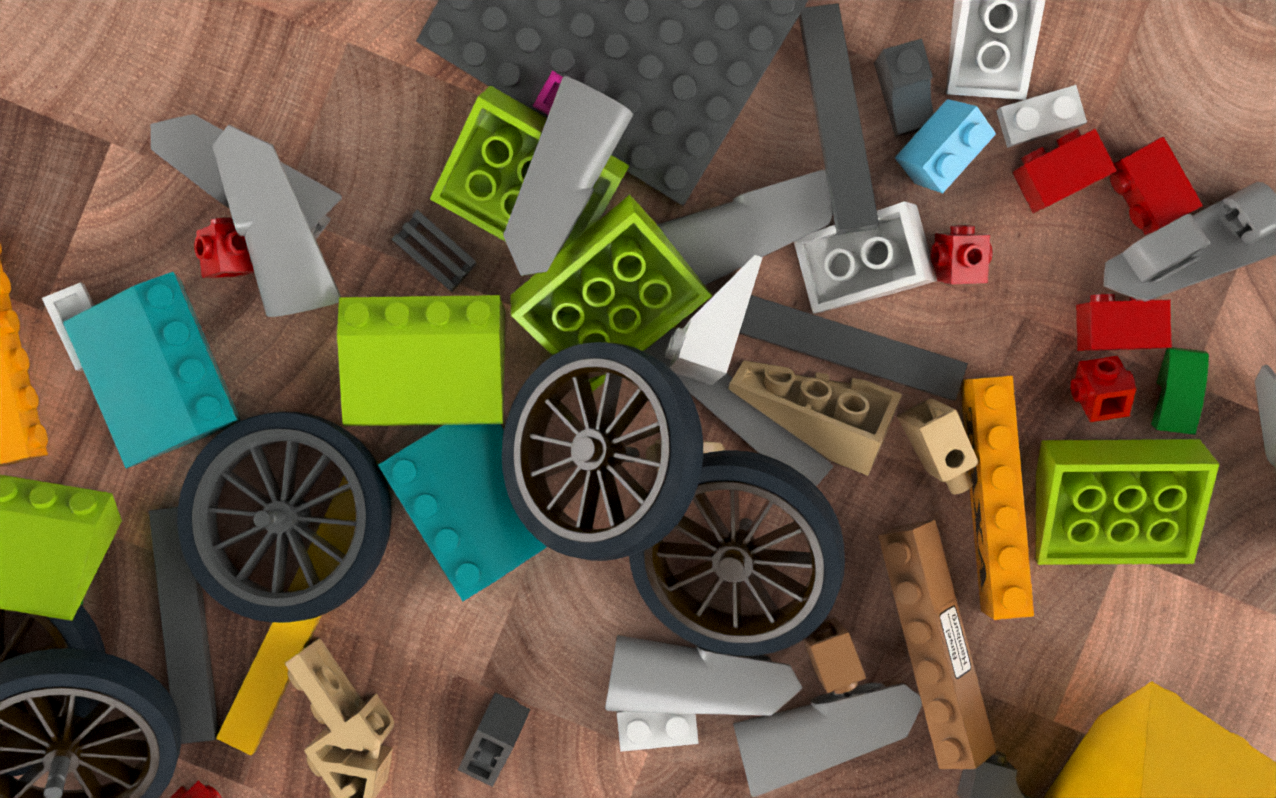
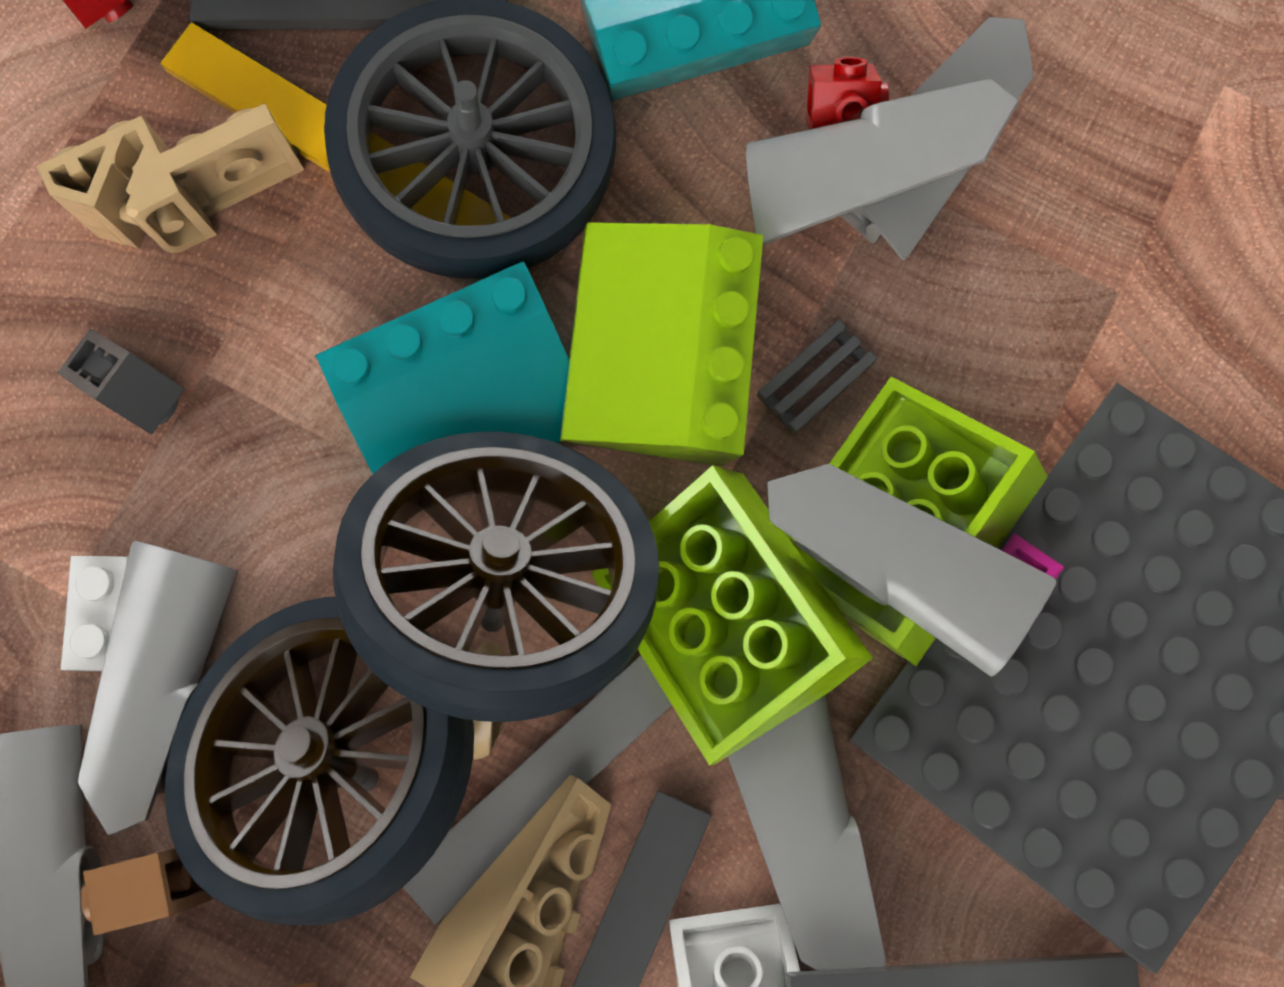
camera: 105 degrees right, 10 degrees down
(709, 338) = (651, 757): white slope -> none

